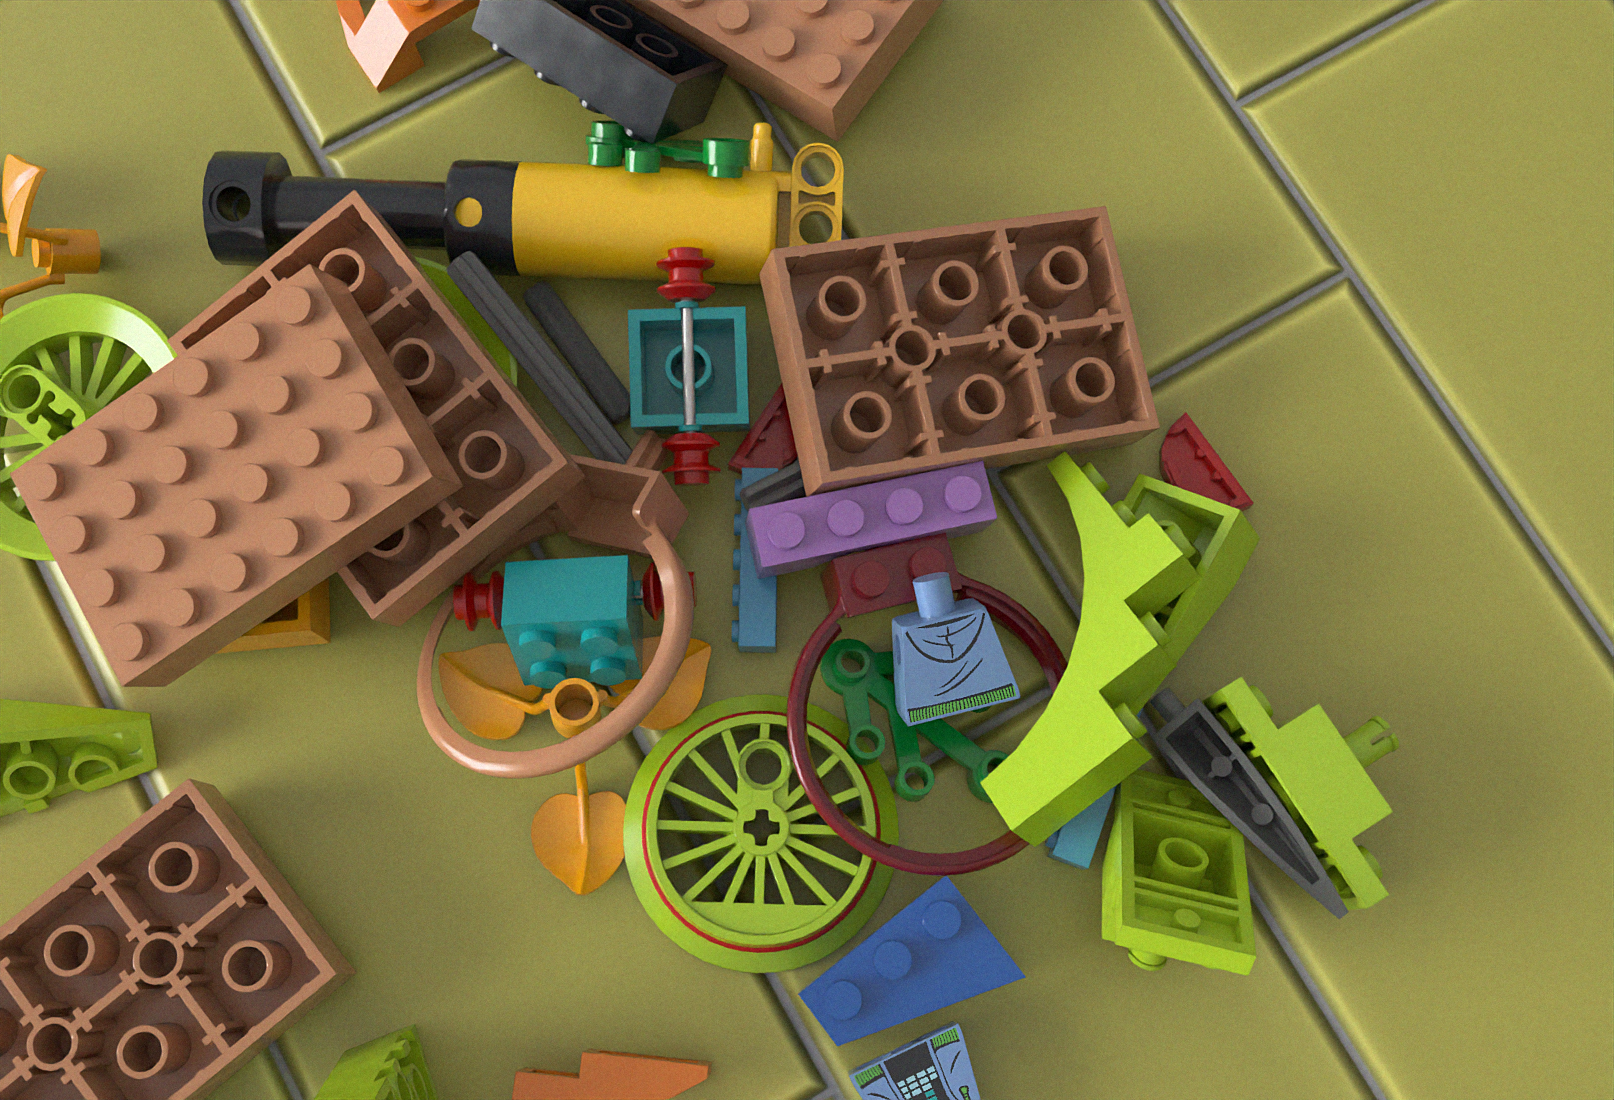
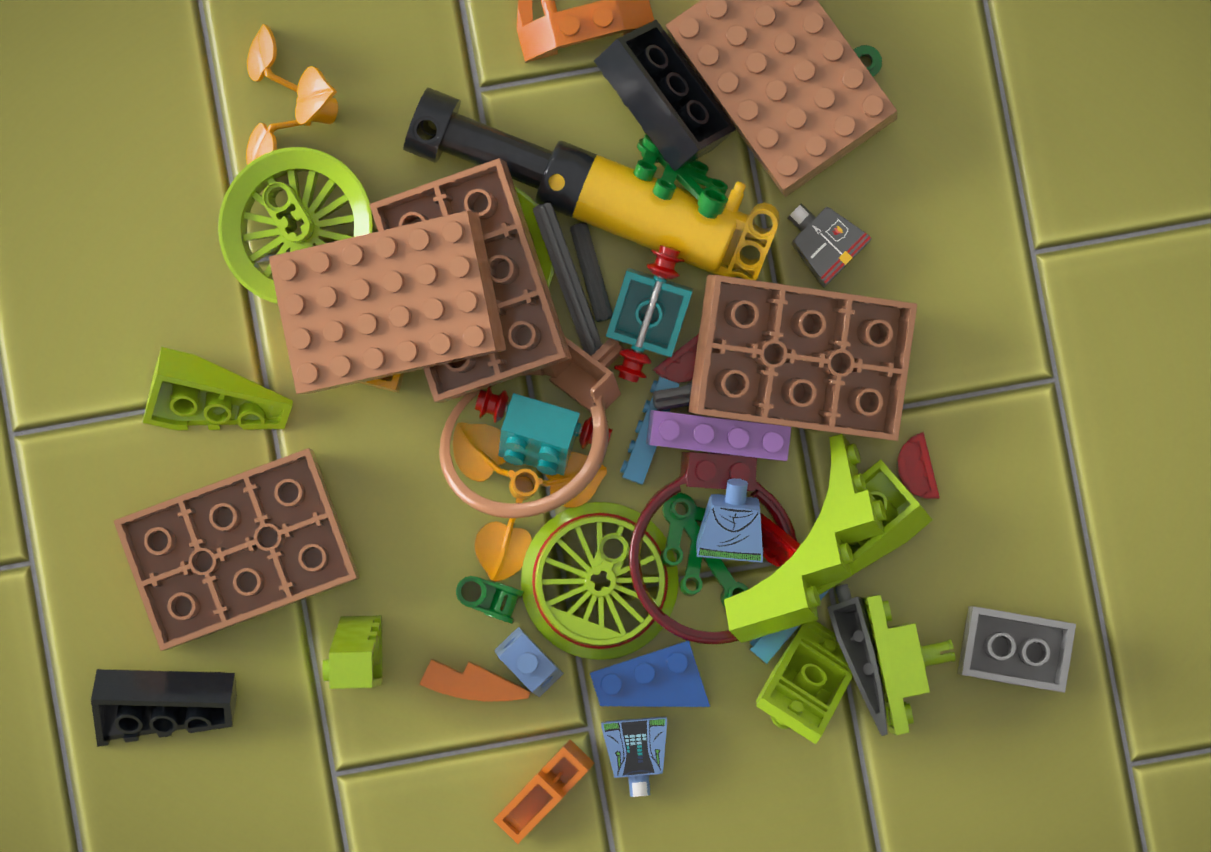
camera: 20 degrees right, 10 degrees up
(587, 925) = (491, 598): none -> green piece
(688, 1015) = (528, 662): none -> medium blue torso
(925, 179) = (826, 242): none -> dark grey torso
(1035, 664) = (776, 543): none -> red tile
(1485, 693) = (1016, 649): none -> light grey brick

